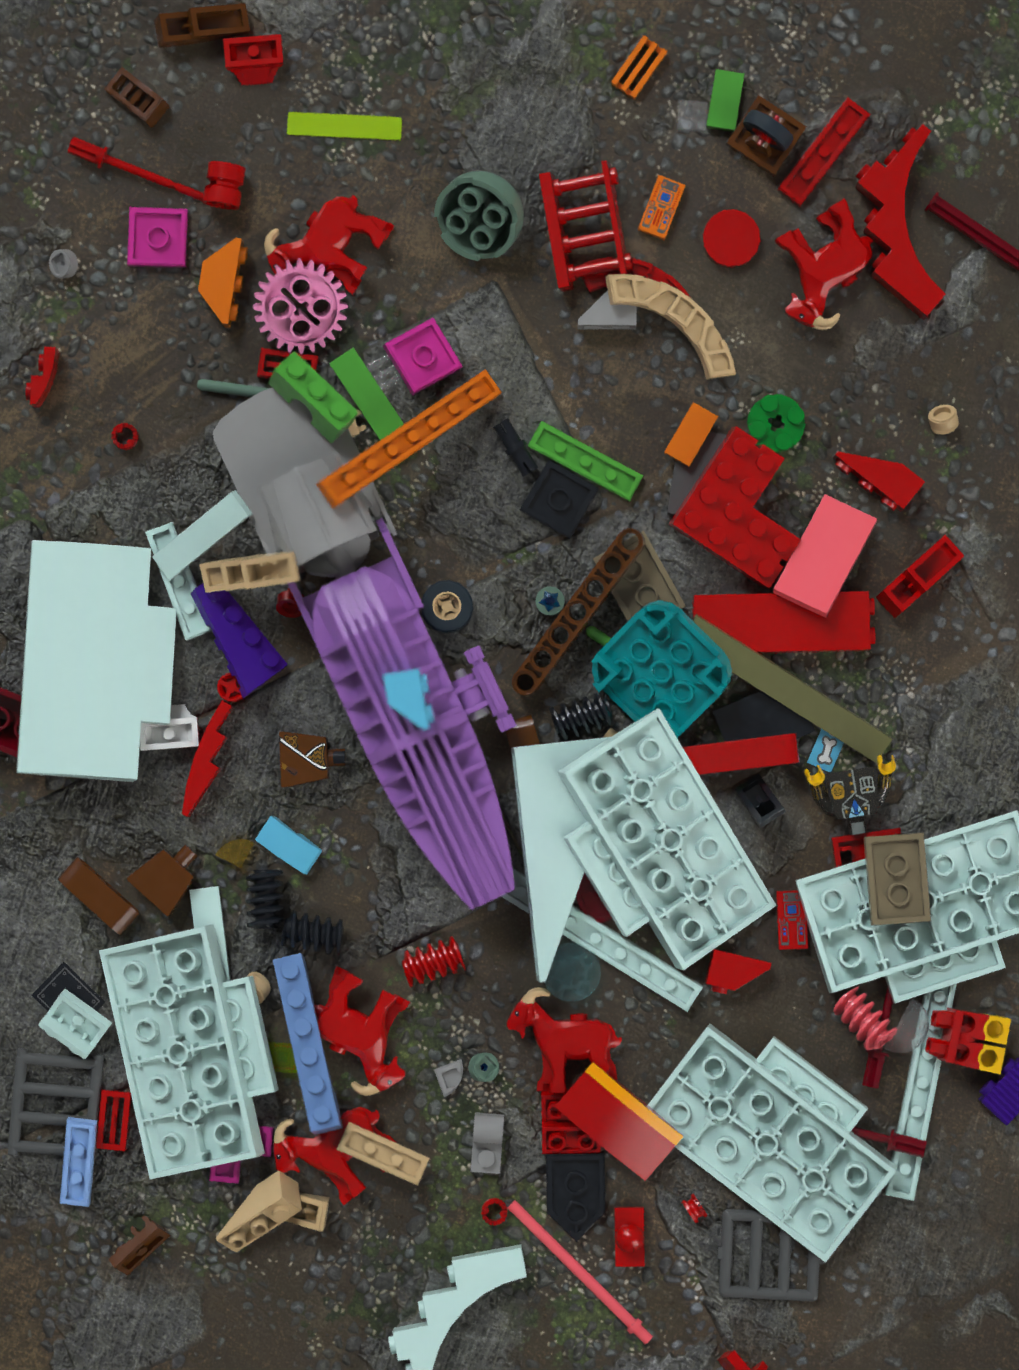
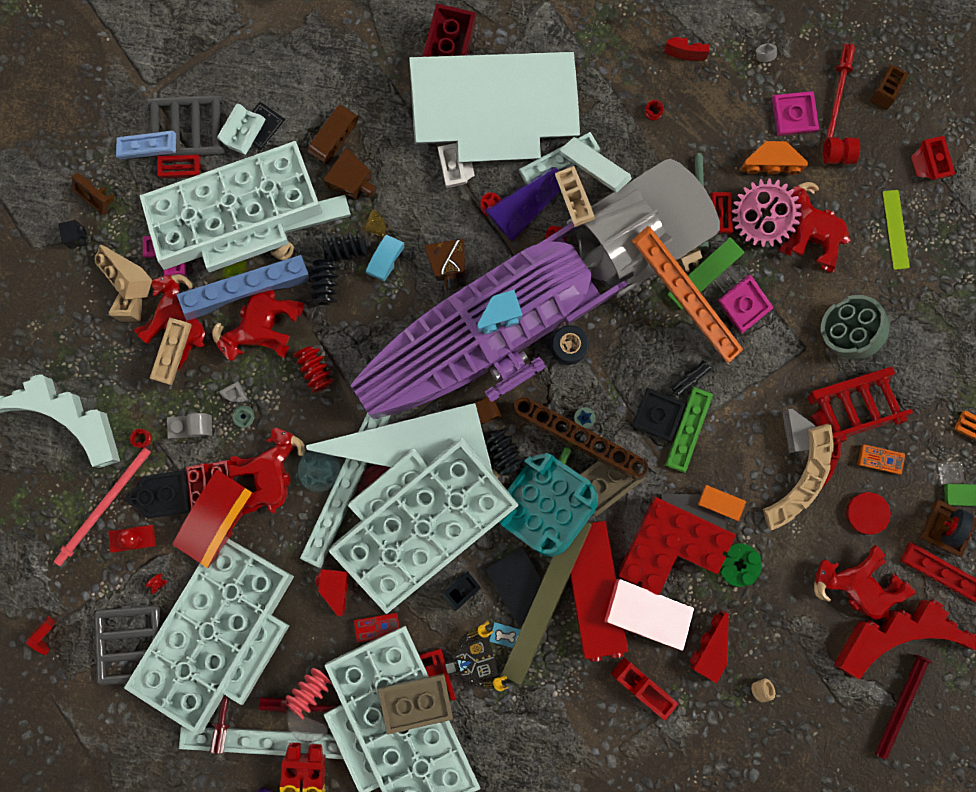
camera: 75 degrees right, 5 degrees down
(194, 1276) = (72, 234): none -> black plate
(201, 25) = (949, 120): reddish brown slope -> none
(202, 769) = (430, 192): red slope -> none
(299, 381) = (717, 210): bright green arch -> none
(744, 753) = (494, 574): red beam -> none

